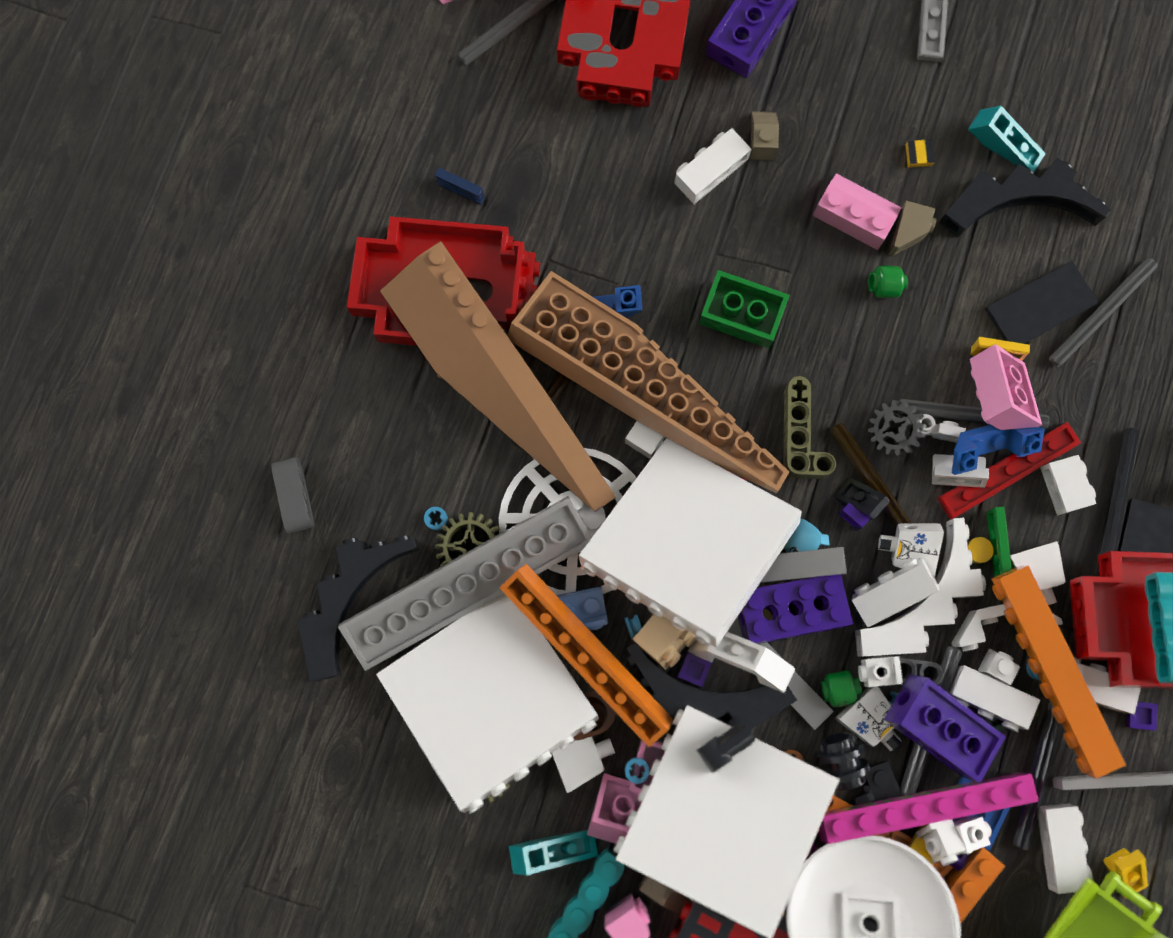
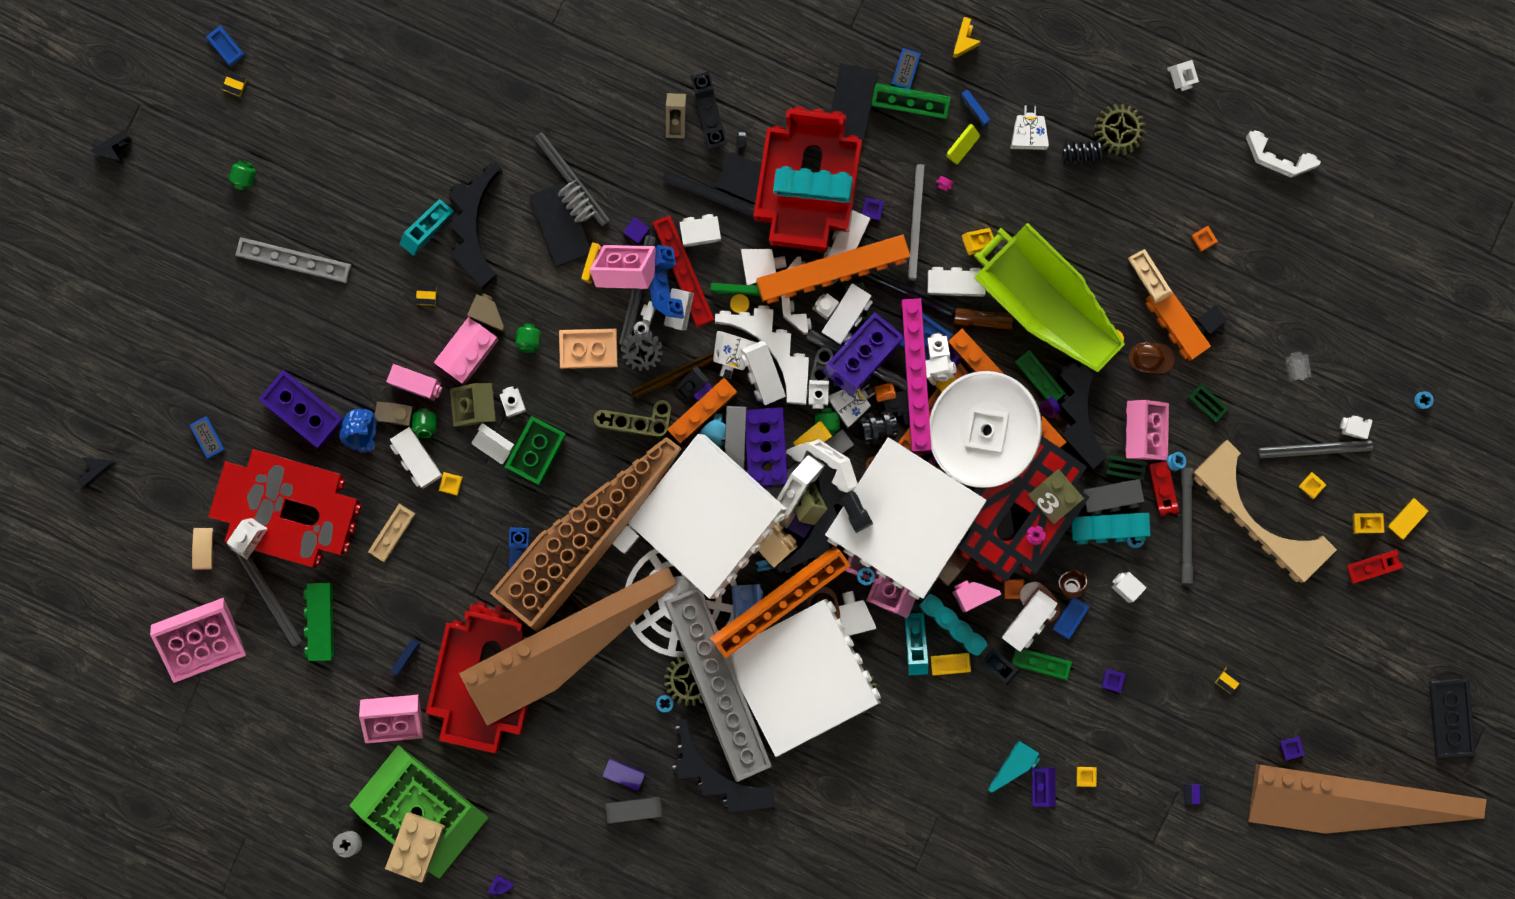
camera: 85 degrees left, 5 degrees up
(183, 340) = (500, 886): none -> dark purple tile
(213, 218) = (415, 847): none -> tan brick
(217, 143) = (347, 851): none -> light grey piece
(264, 259) = (407, 784): none -> bright green slope
(338, 477) = (624, 774): none -> dark purple slope
(380, 178) = (391, 719): none -> bright pink slope
(491, 79) = (319, 622): none -> green brick
(531, 903) = (950, 664): none -> yellow tile
(614, 152) = (391, 533): none -> tan tile
(685, 214) = (450, 483): none -> yellow tile
(724, 680) = (810, 506): none -> olive brick
(737, 91) = (359, 430): none -> blue hair
(745, 255) = (493, 444): none -> white panel
(757, 168) = (423, 423): none -> green head
(771, 722) = (844, 477): none -> white slope
(791, 226) = (472, 404): none -> olive slope
(796, 280) = (515, 408): none -> white brick
(808, 147) = (414, 382): none -> bright pink brick
(815, 671) = (817, 432): none -> yellow tile
(829, 518) = (702, 411): none -> orange brick
(885, 361) = (588, 348): none -> light nougat tile
(894, 764) = (884, 392): none -> orange tile
(1019, 892) = (985, 319): none -> reddish brown axle
(1052, 402) = (636, 230): none -> dark purple tile
(1078, 316) = (576, 202): none -> light grey piece

